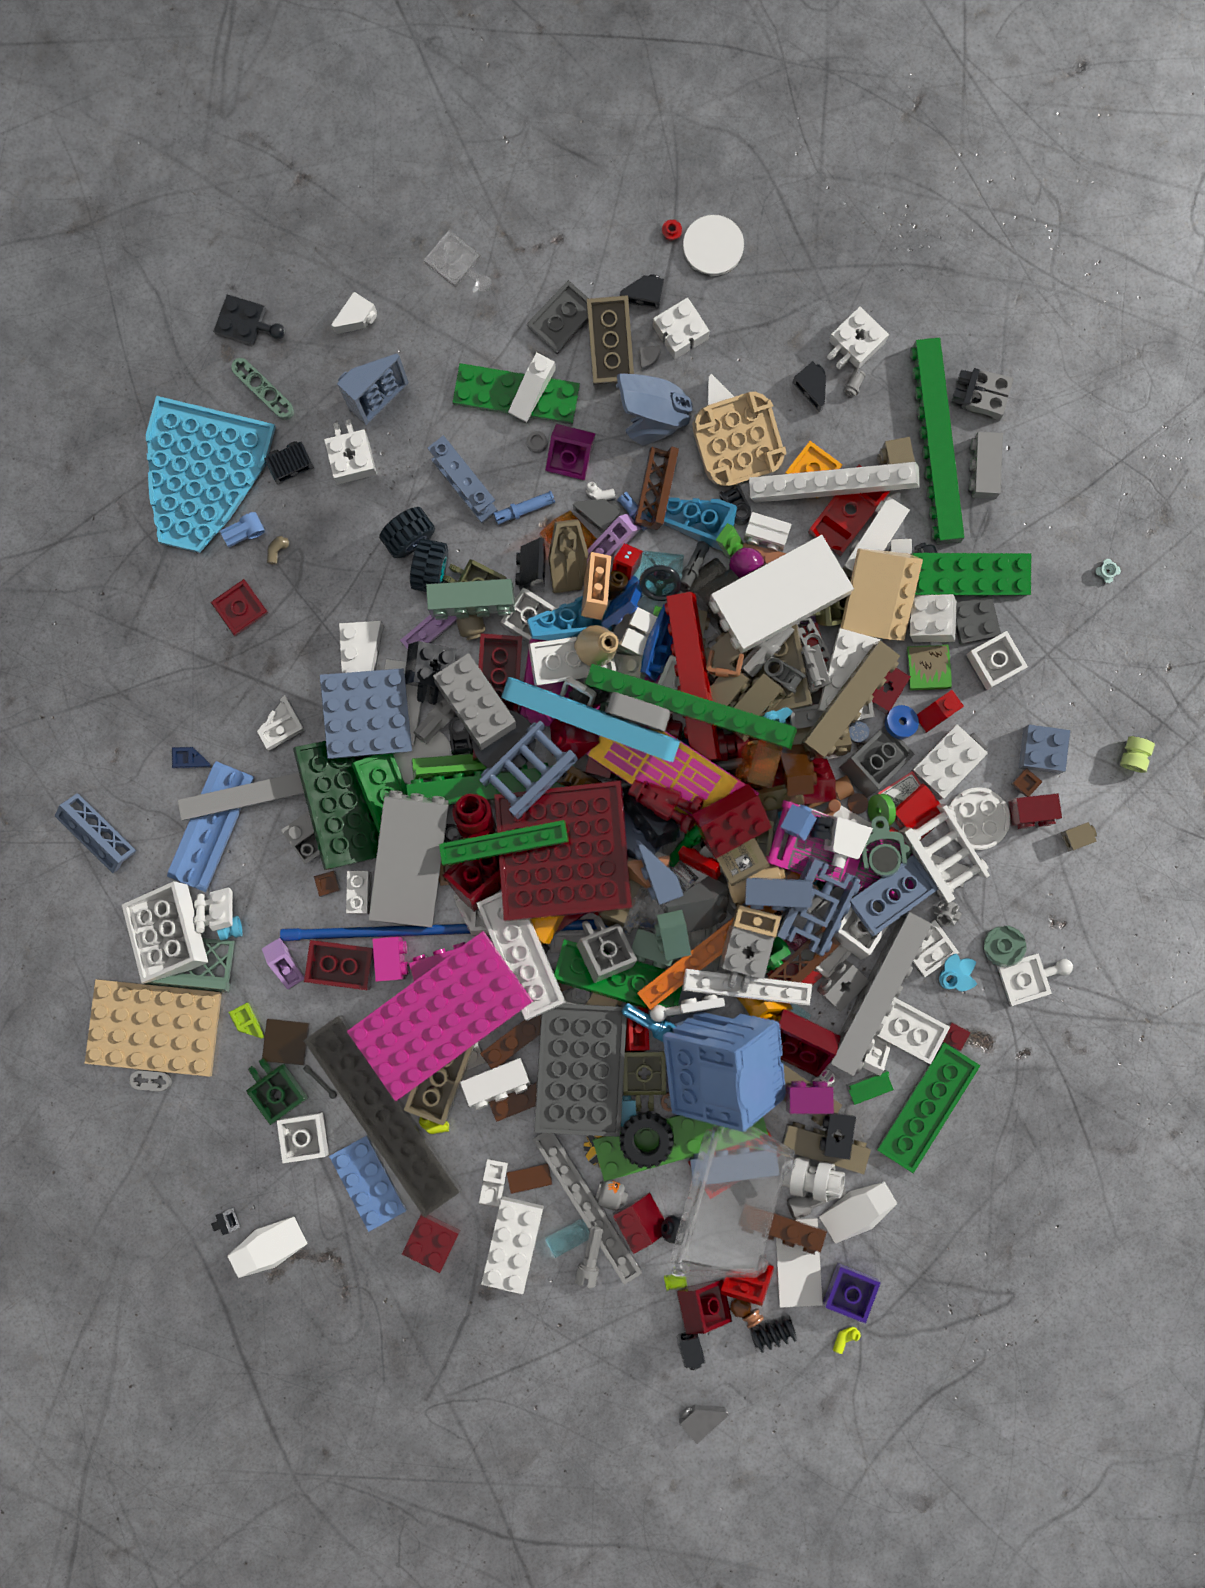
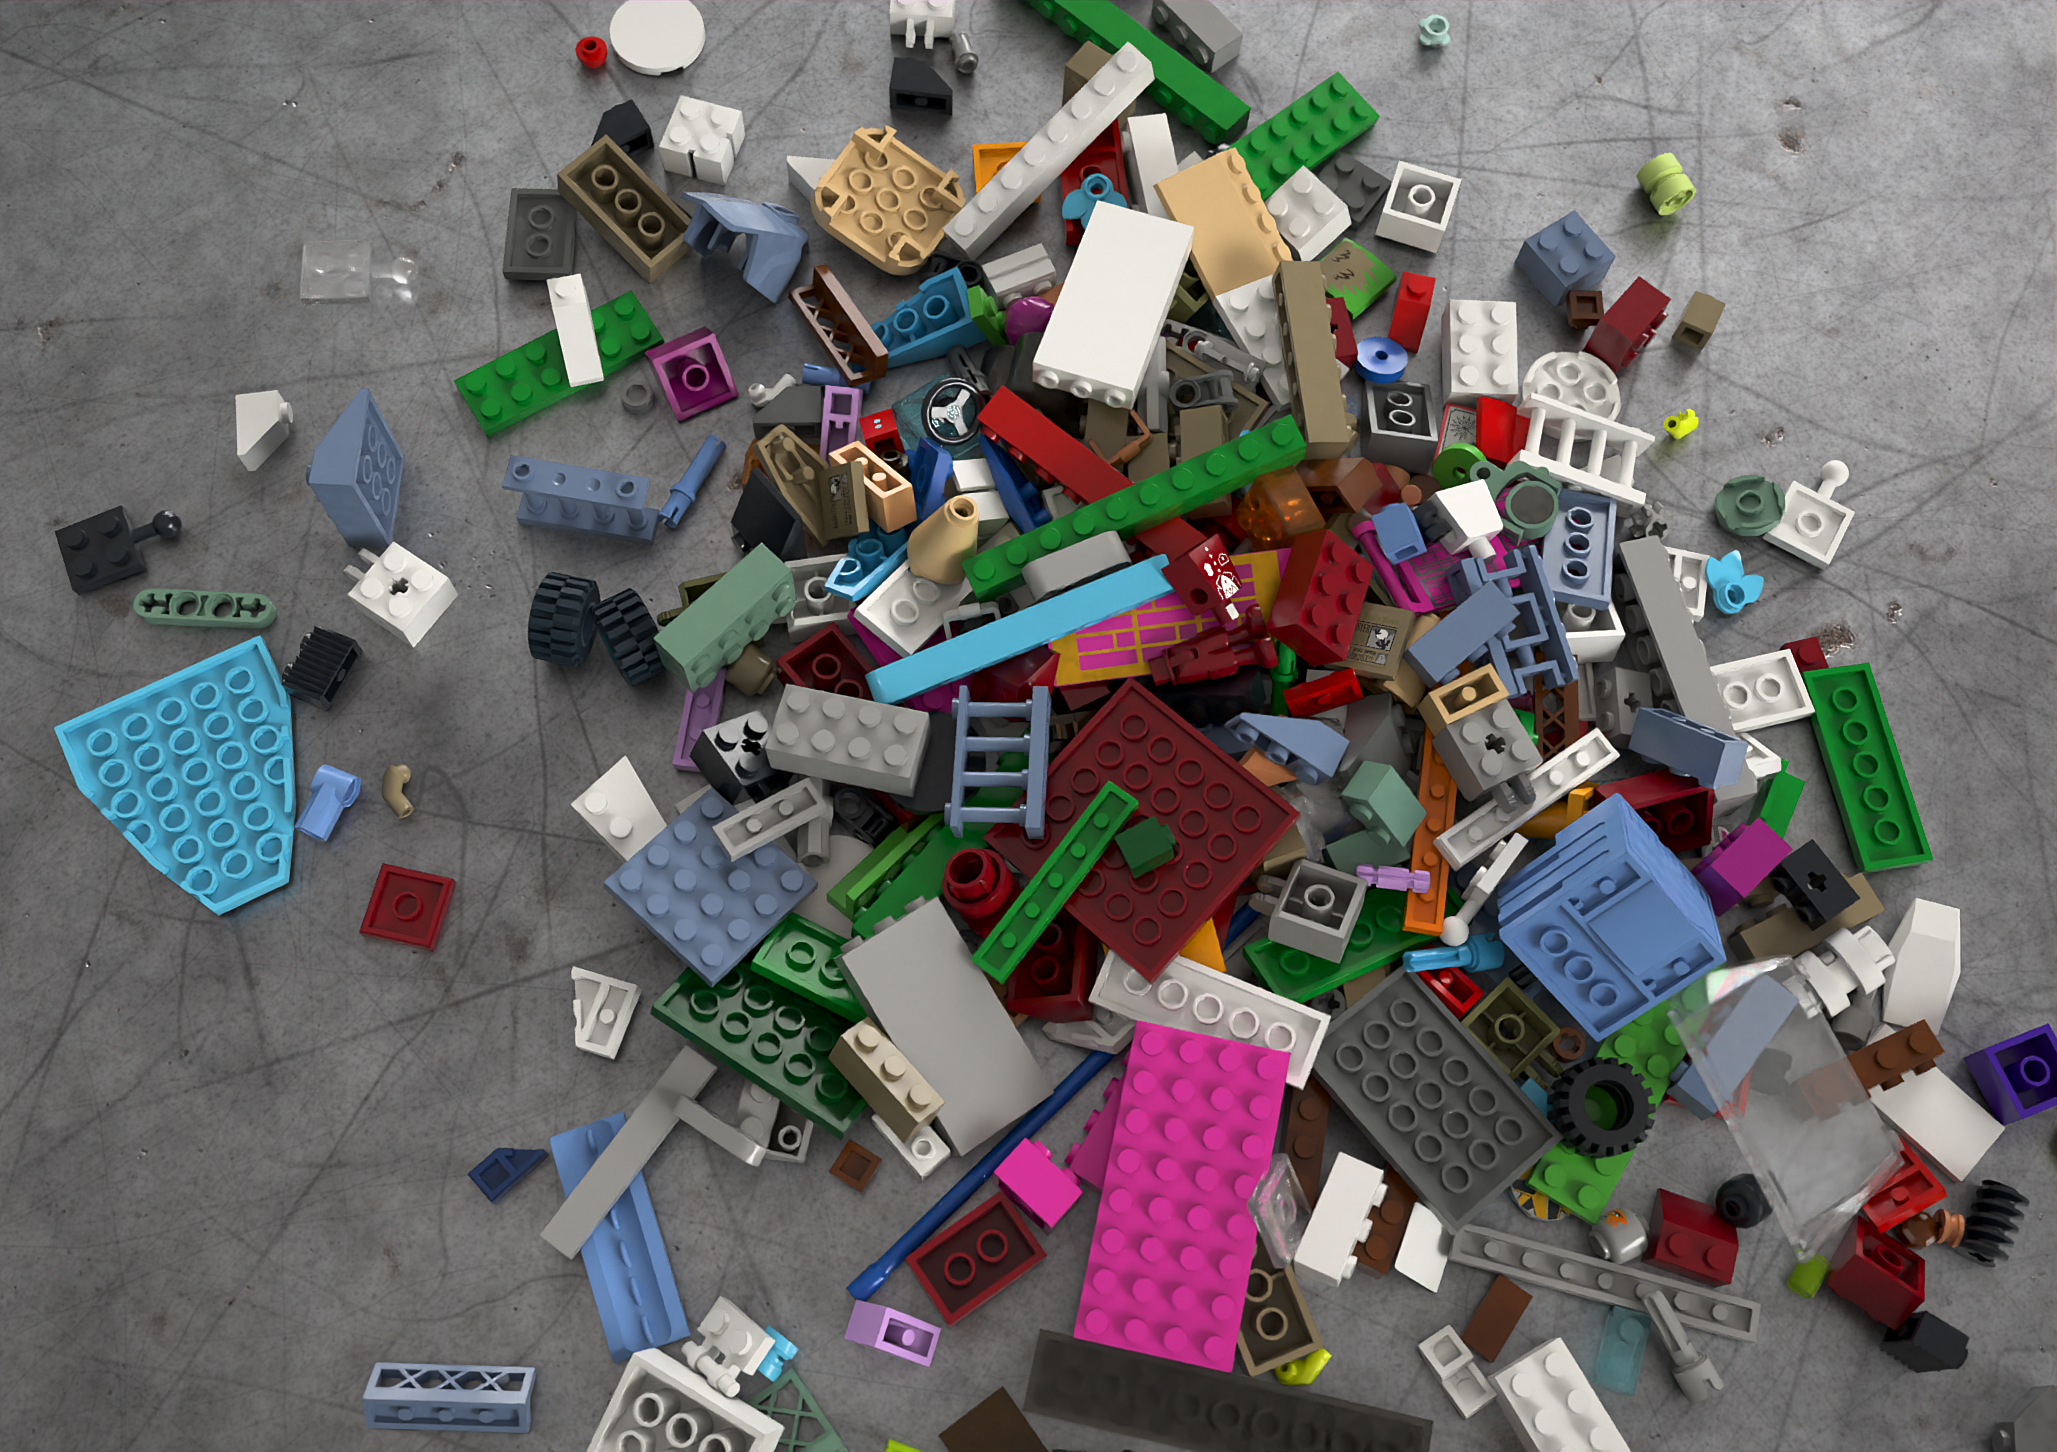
camera: 50 degrees left, 15 degrees down
(280, 822) = (720, 1130): none -> light grey beam
(362, 862) = (886, 1079): none -> dark tan brick
(413, 706) = (769, 819): none -> light grey plate
(471, 1058) = (1280, 1210): none -> clear tile
(521, 1126) = (1424, 1248): none -> white sticker
(552, 863) = (1146, 846): none -> dark green brick
(575, 582) = (843, 500): none -> dark tan tile
(650, 968) = (1394, 877): none -> lavender axle
(688, 767) = (1205, 579): none -> dark red torso
(832, 529) = (1081, 202): none -> medium azure plate
(840, 1029) = (1688, 747): none -> sand blue brick
(1010, 880) = (1682, 424): none -> neon yellow arm

